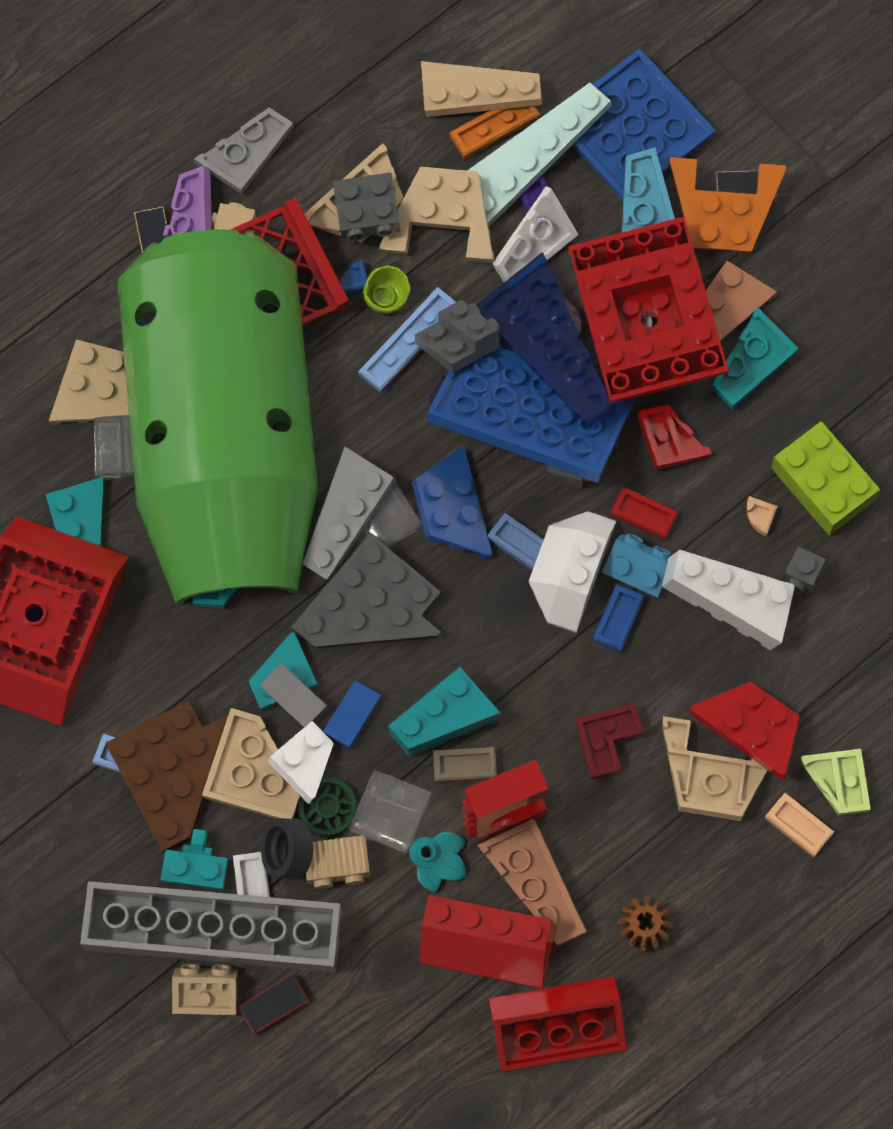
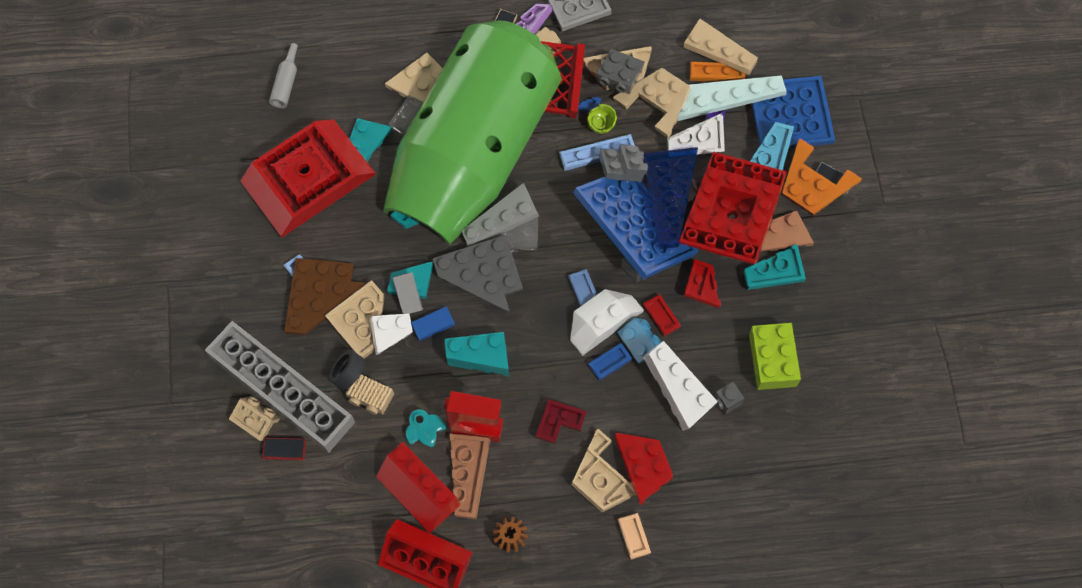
camera: 30 degrees right, 5 degrees down
(195, 865) = (297, 349): teal hinge -> none
(251, 875) = (320, 374): white tile -> none
(328, 807) = (386, 364): dark green wheel -> none
(390, 811) = (416, 386): clear slope -> none
(451, 506) = (559, 248): blue wing -> none
(464, 764) = (472, 385): dark tan tile -> none
(760, 514) = (726, 354): light nougat tile -> none
(840, 779) = (673, 525): yellowish green wing -> none

